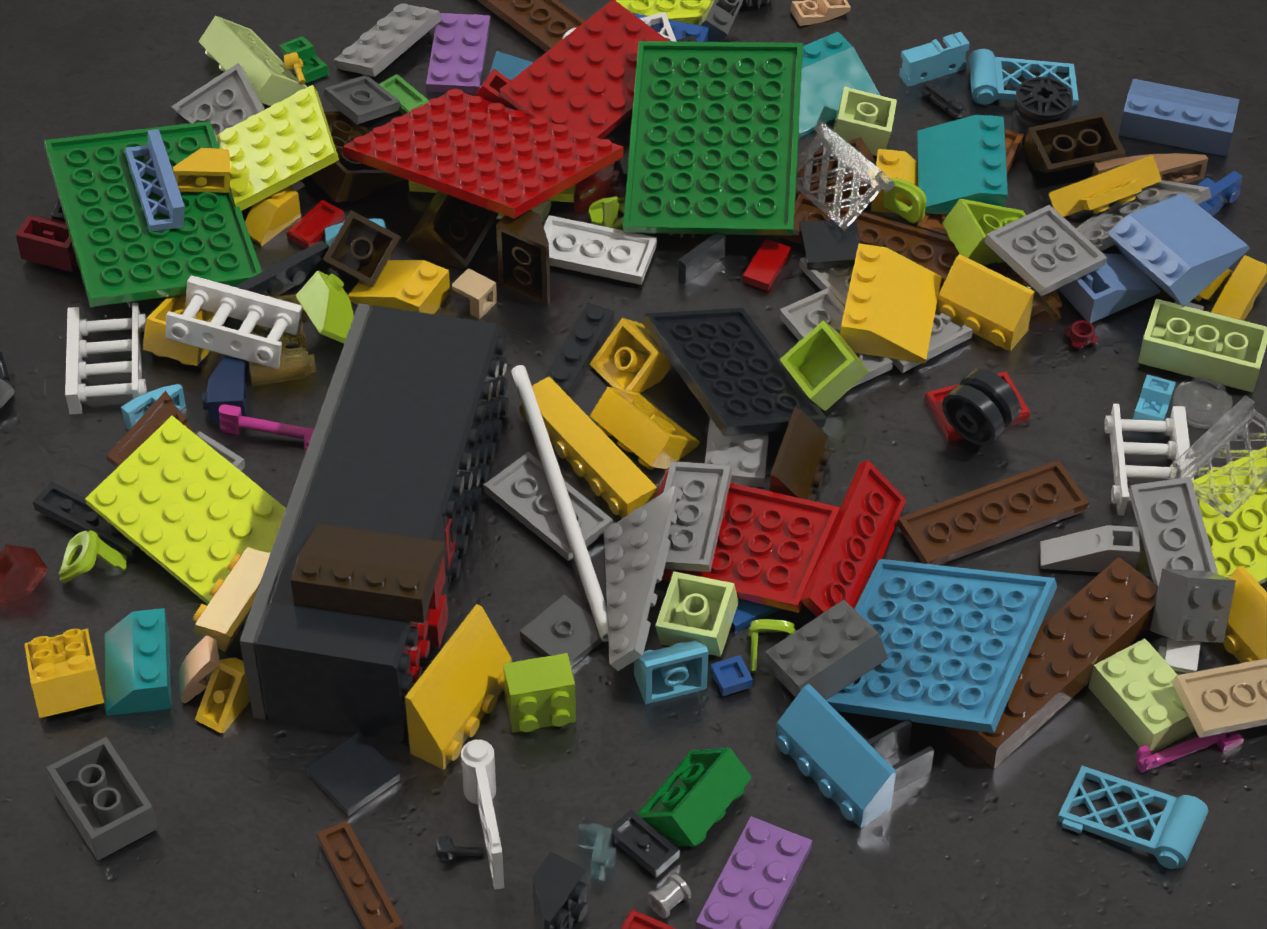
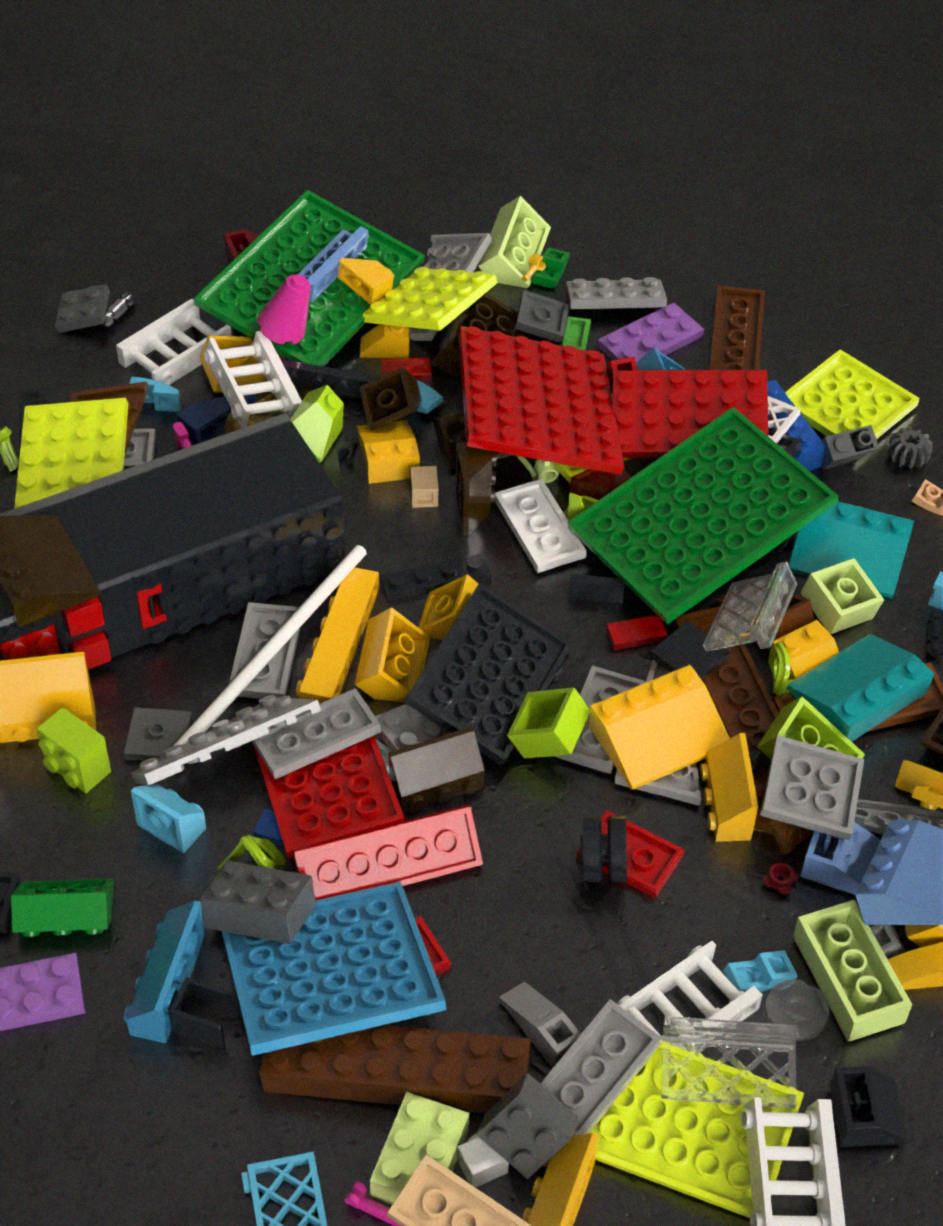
camera: 50 degrees right, 0 degrees up
(198, 240) = (287, 311): none -> dark pink cone
(697, 611) = (233, 798): yellowish green brick -> none
(731, 675) = (201, 858): blue plate -> none
(993, 514) = (522, 931): reddish brown plate -> none

